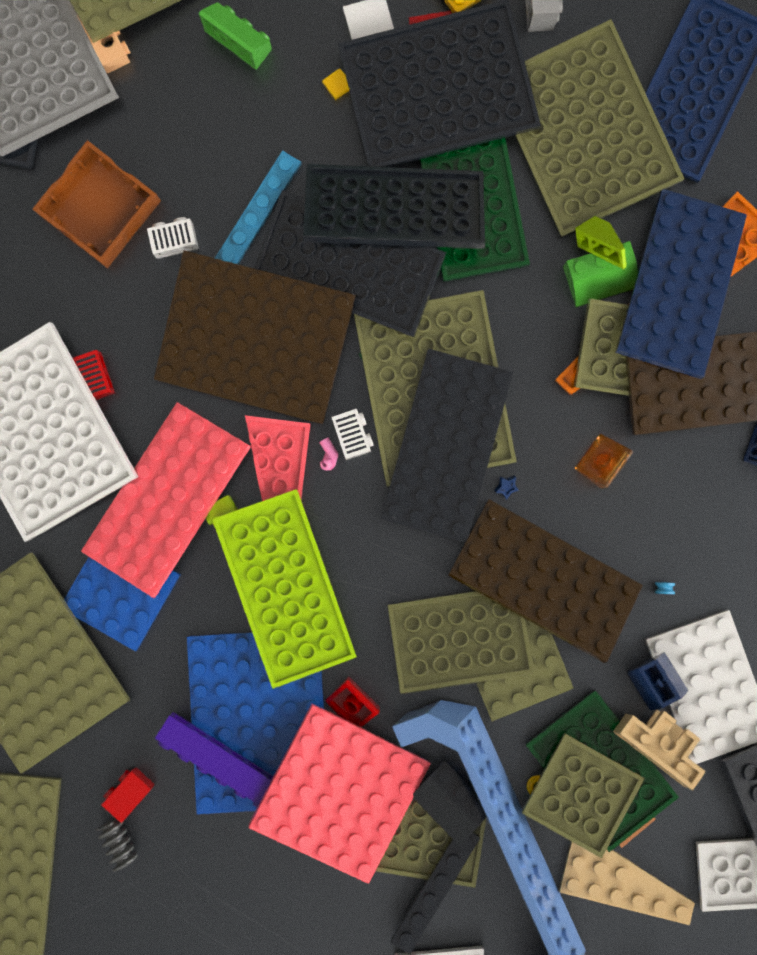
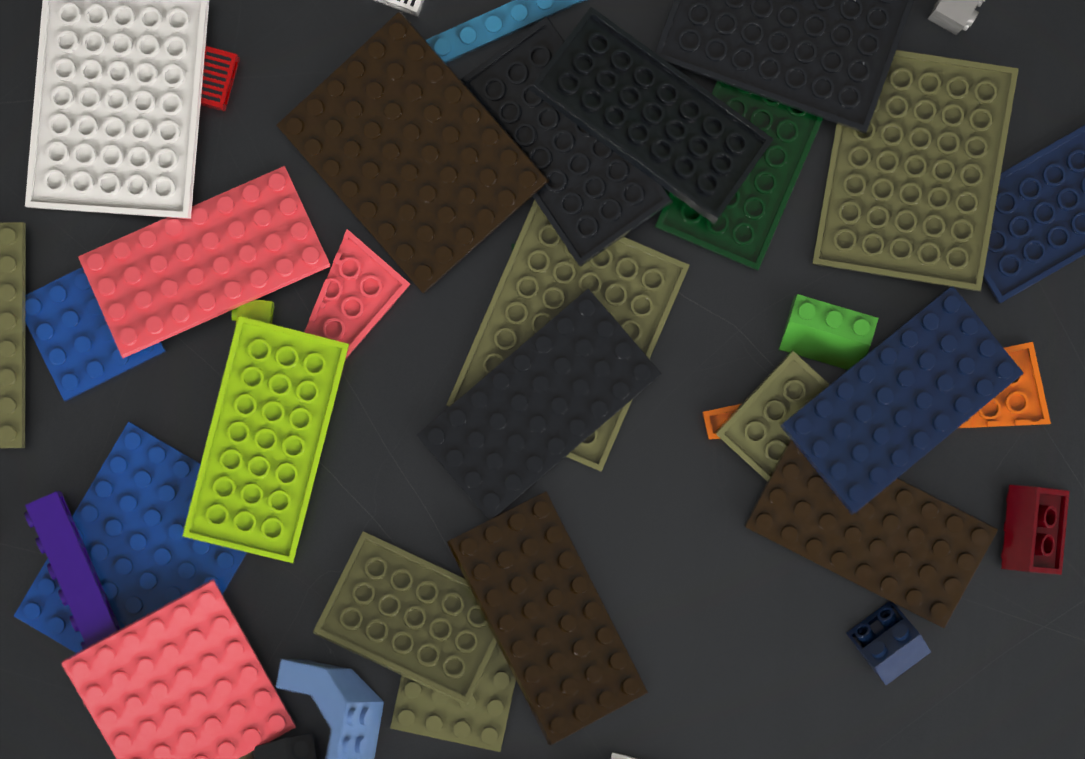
camera: 30 degrees right, 0 degrees up
(330, 456) = (409, 332): bright pink arm -> none
(351, 434) = (447, 324): white brick -> none
(352, 703) = (256, 609): red slope -> none
(506, 486) = (574, 490): dark blue piece -> none
(601, 240) = (845, 292): lime slope -> none
(603, 461) = (694, 532): clear orange slope -> none
(664, 588) = (668, 711): dark azure bush -> none

